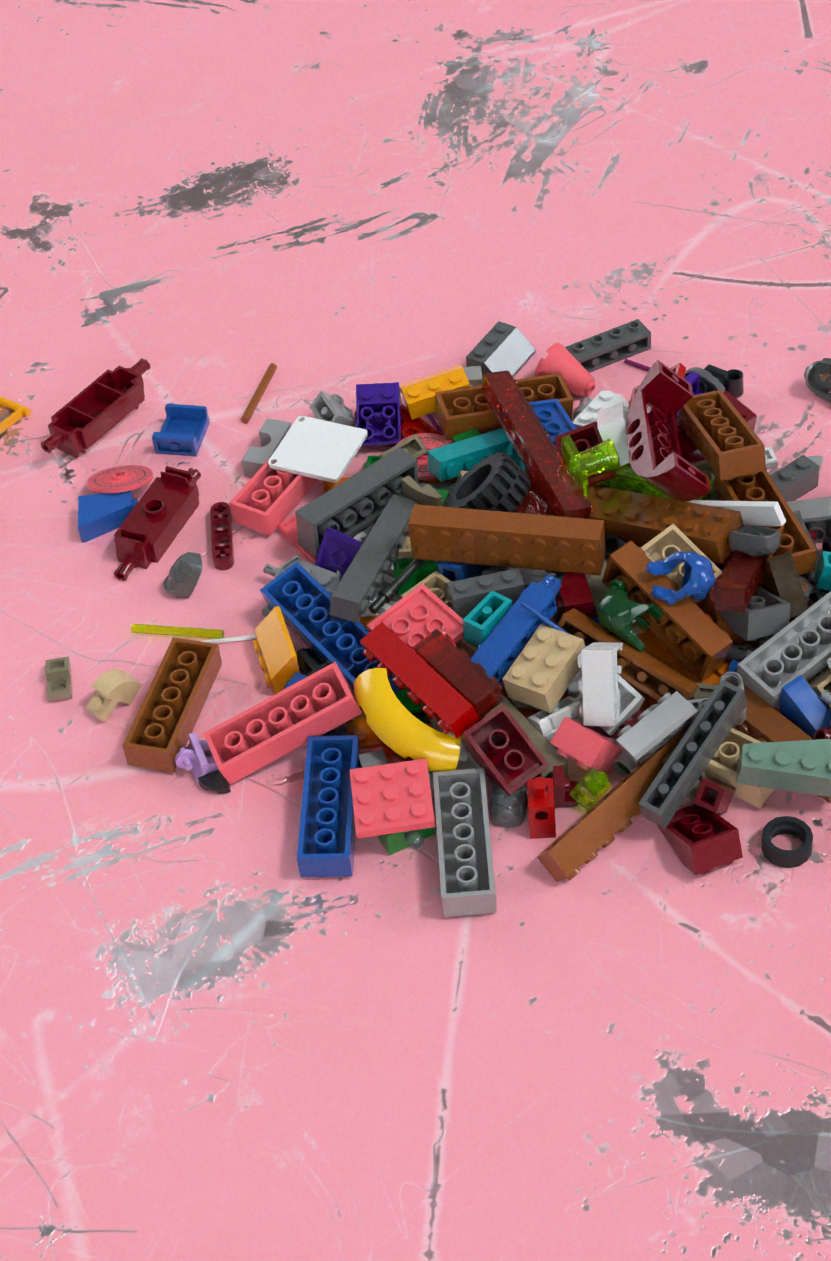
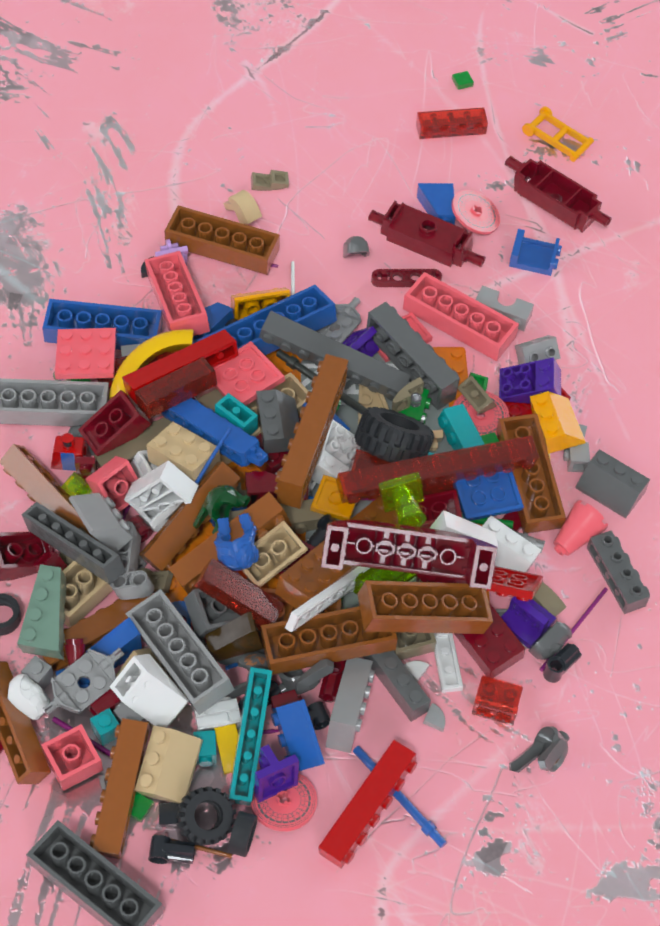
camera: 85 degrees right, 10 degrees up
(177, 631) = (306, 248): clear neon green bar -> none
(258, 393) = (582, 308): dark orange bar -> none
(318, 449) = (480, 331): white piece -> none
(754, 540) = (278, 608): dark grey piece -> none
(780, 422) = (497, 700): none -> clear red bracket

